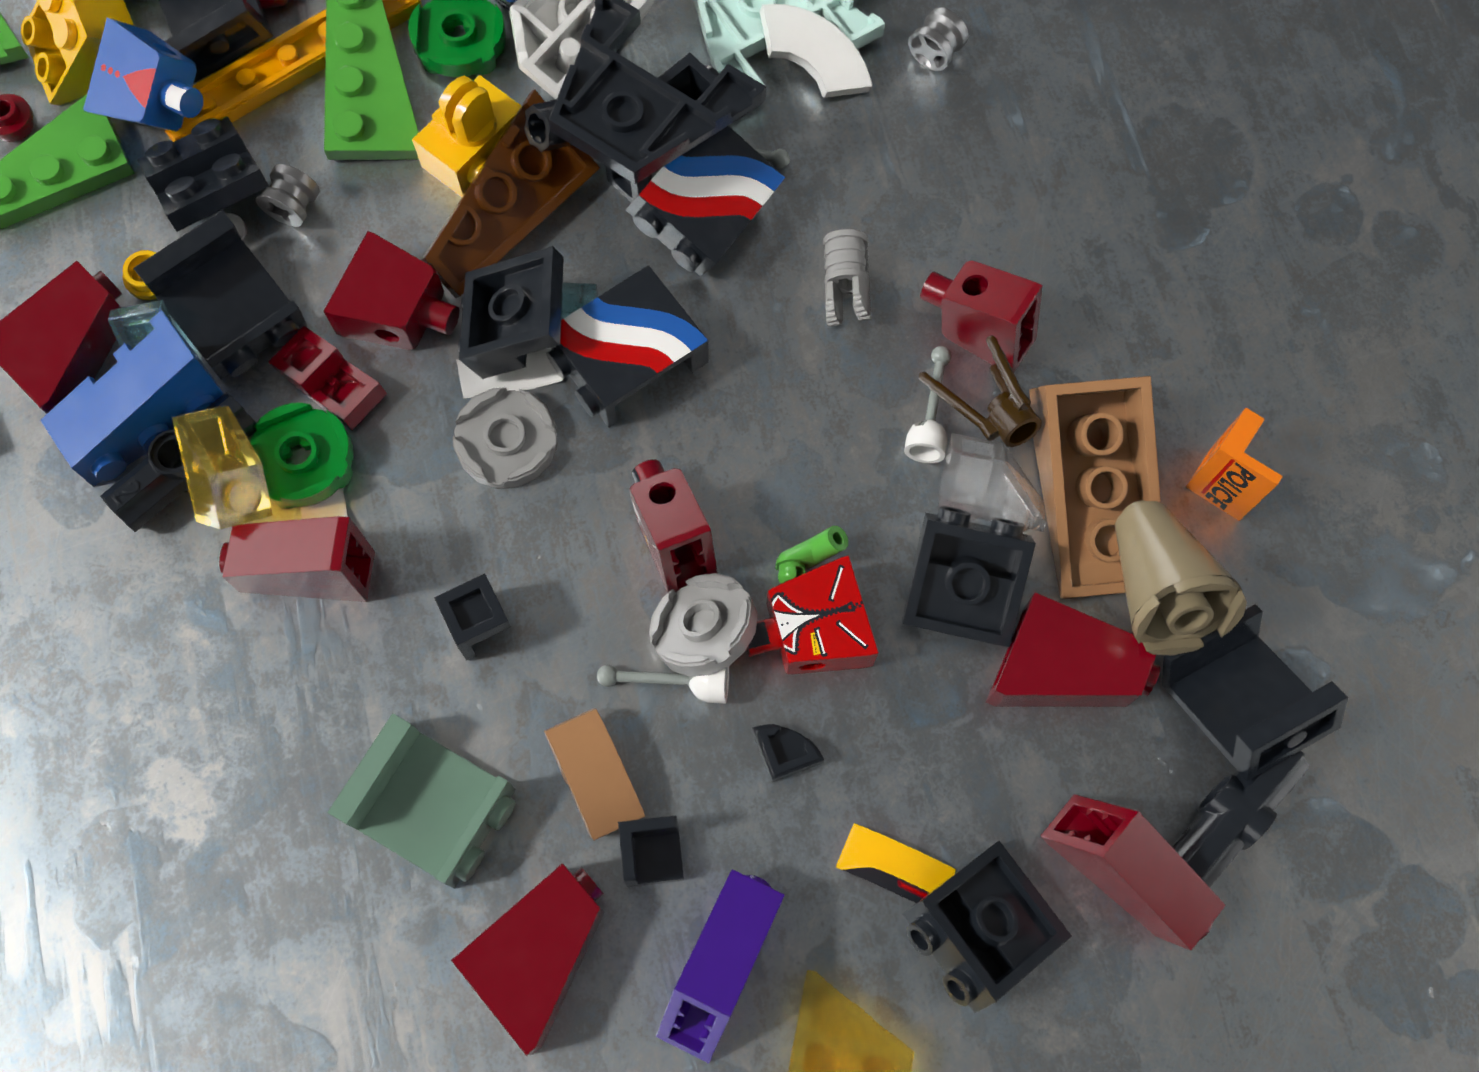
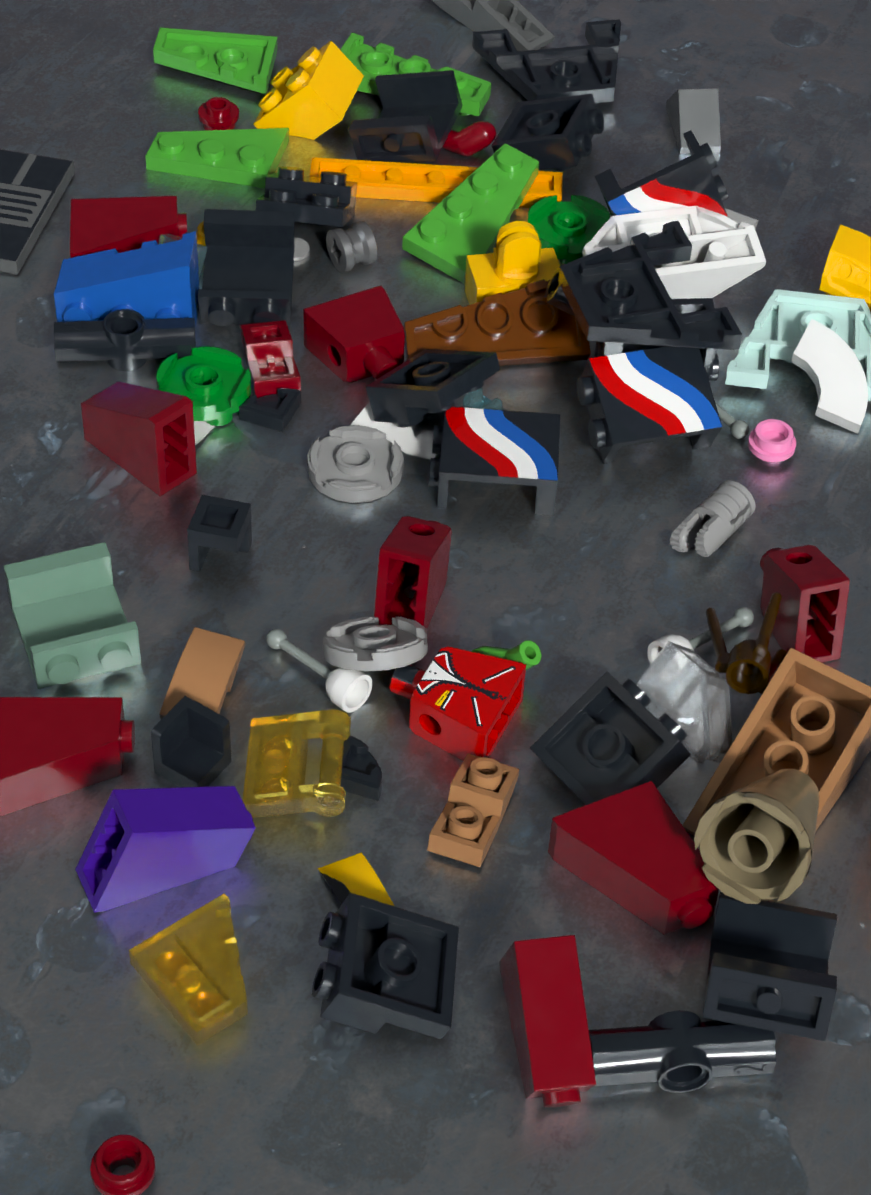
camera: 40 degrees right, 25 degrees down
(142, 79) = (319, 129): torso -> none
(221, 469) = (144, 344): clear yellow slope -> none
(378, 432) = (271, 410): none -> black tile
(731, 805) = (279, 759): none -> clear yellow plate
(819, 155) = (772, 441): none -> bright pink plate
(907, 715) = (473, 810): none -> medium nougat slope

